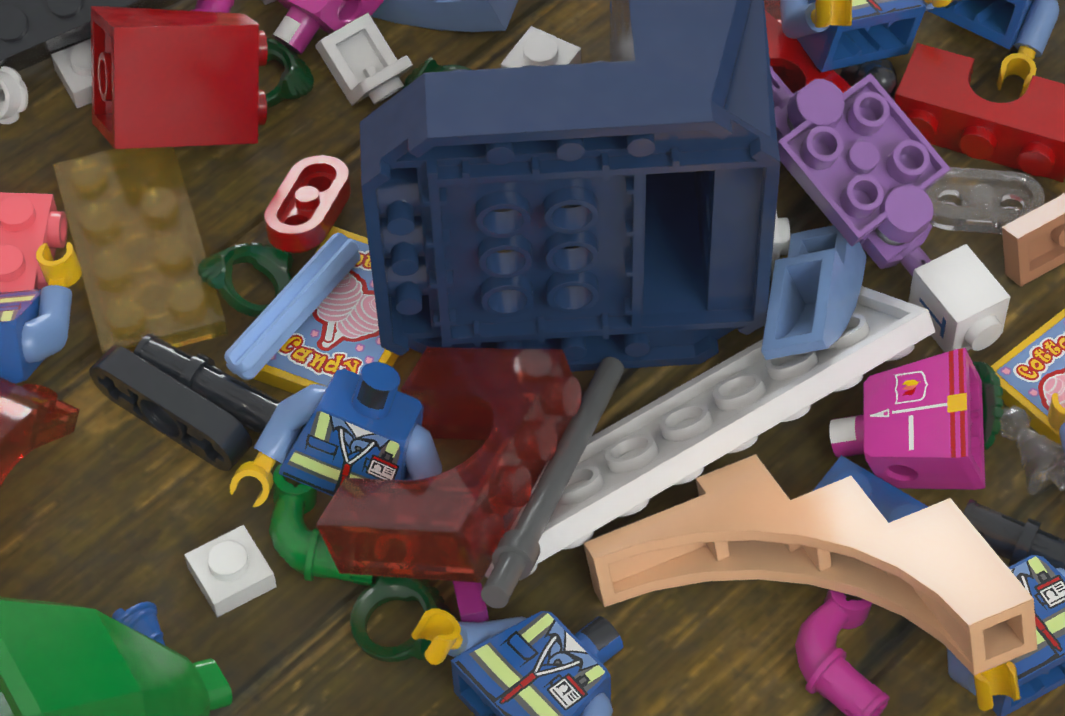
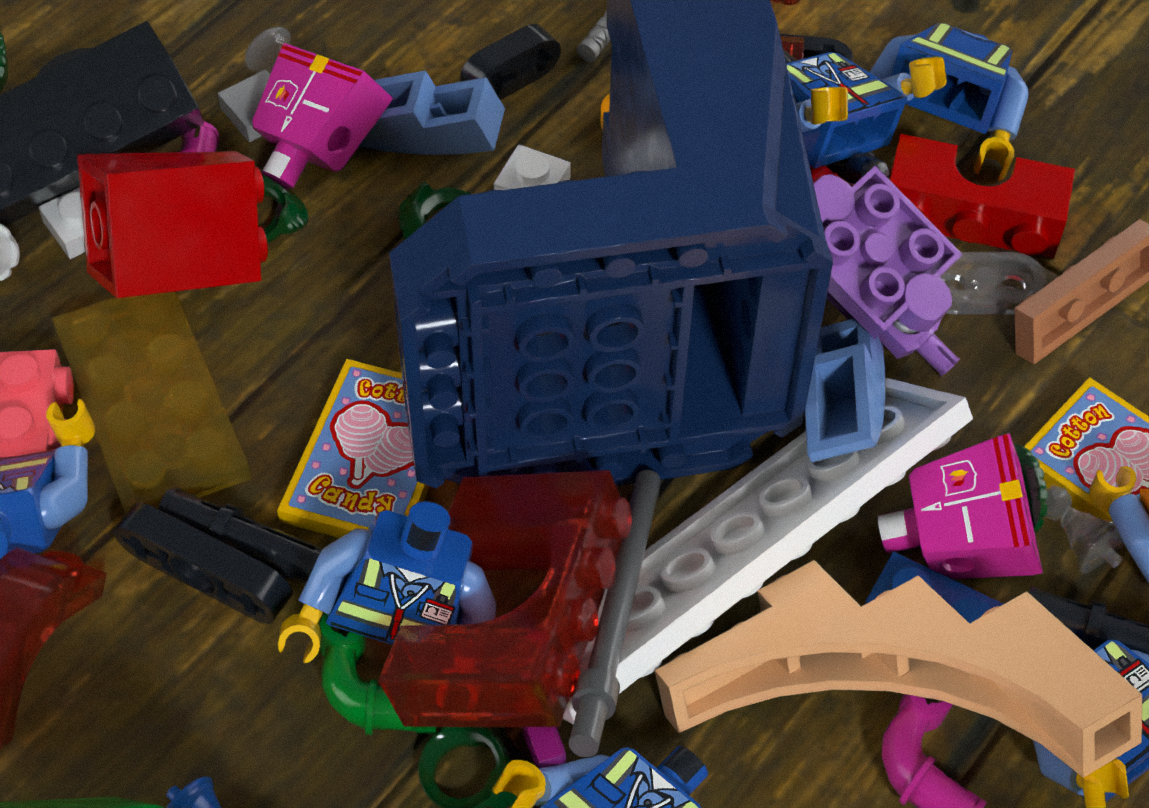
camera: 10 degrees left, 0 degrees up
(218, 269) = (290, 400): dark green piece -> none
(230, 570) = (285, 731): white plate -> none
(292, 306) = (317, 447): light blue axle -> none
(307, 203) = (319, 338): red plate -> none
(363, 61) = (356, 191): white bracket -> none
(962, 300) = (991, 381): white brick -> none

